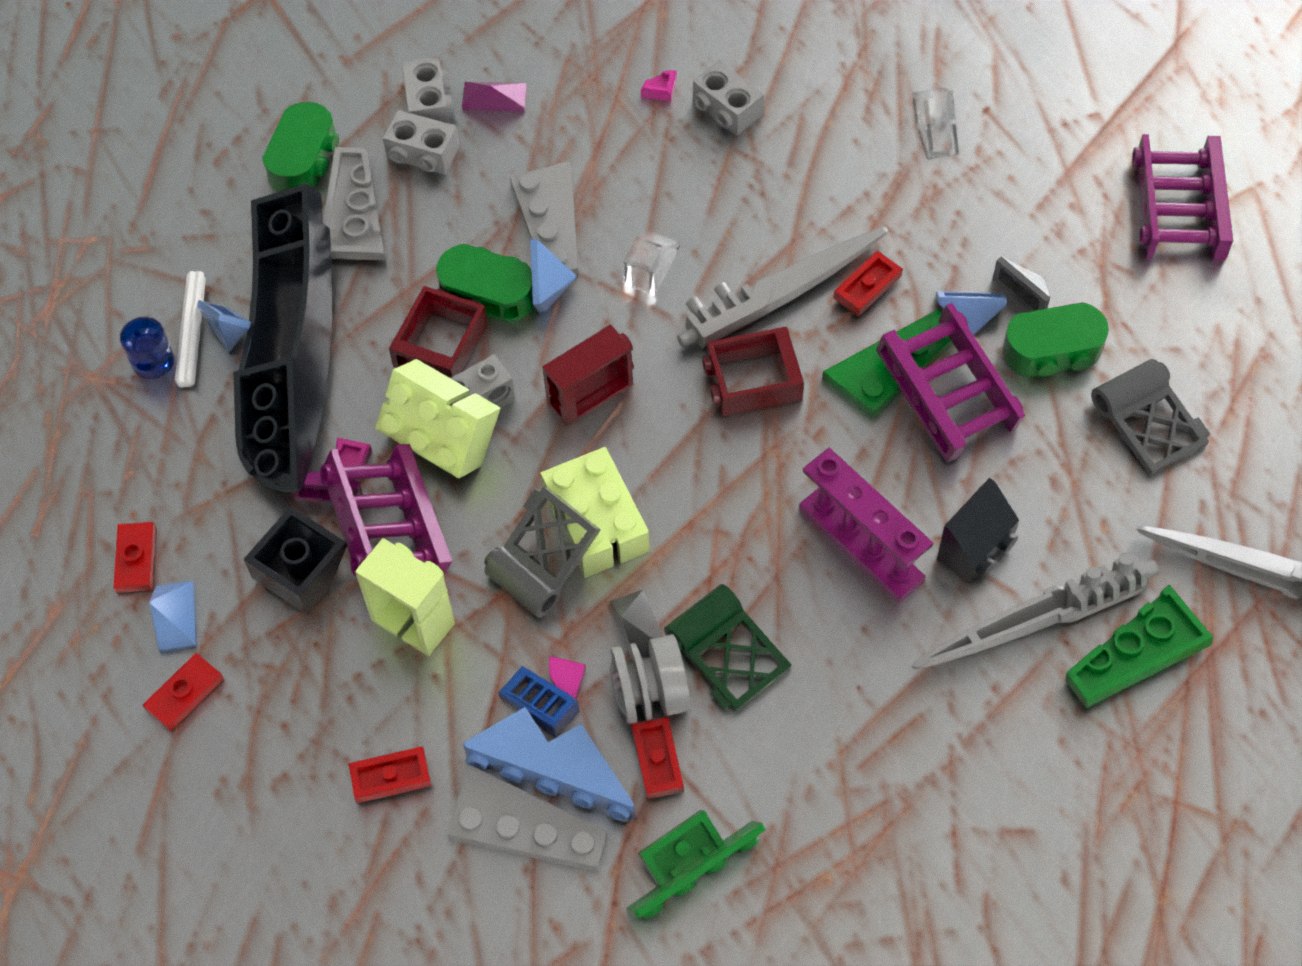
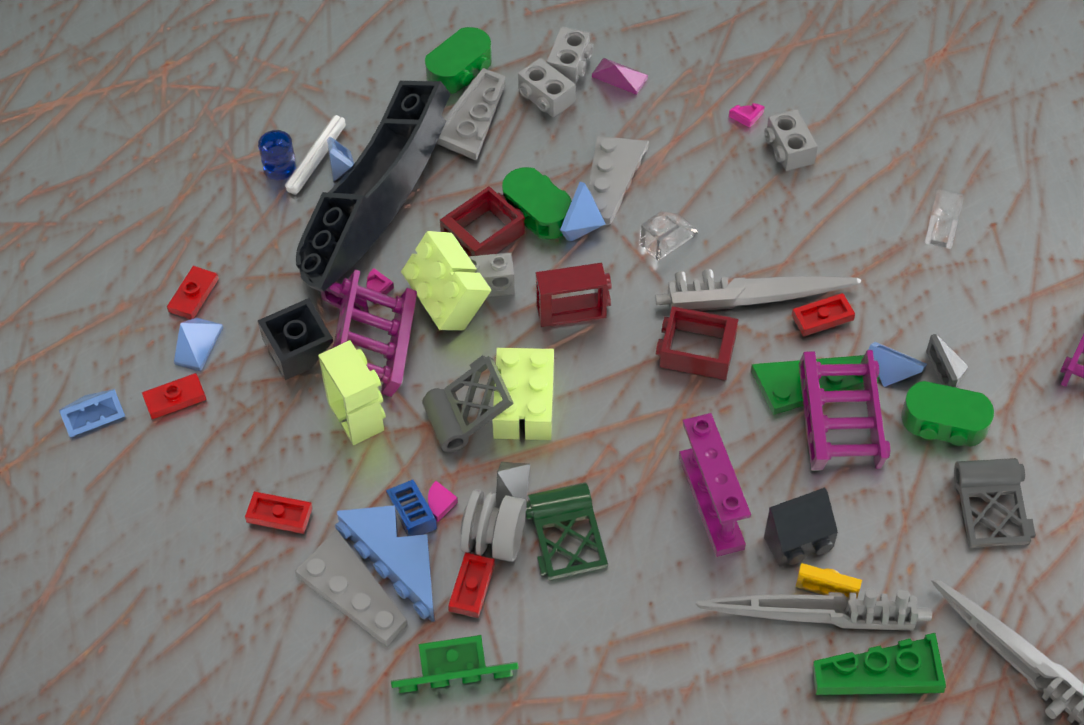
camera: 25 degrees right, 5 degrees down
(93, 755) = (91, 412): none -> medium blue slope
(1033, 579) = (826, 580): none -> yellow plate

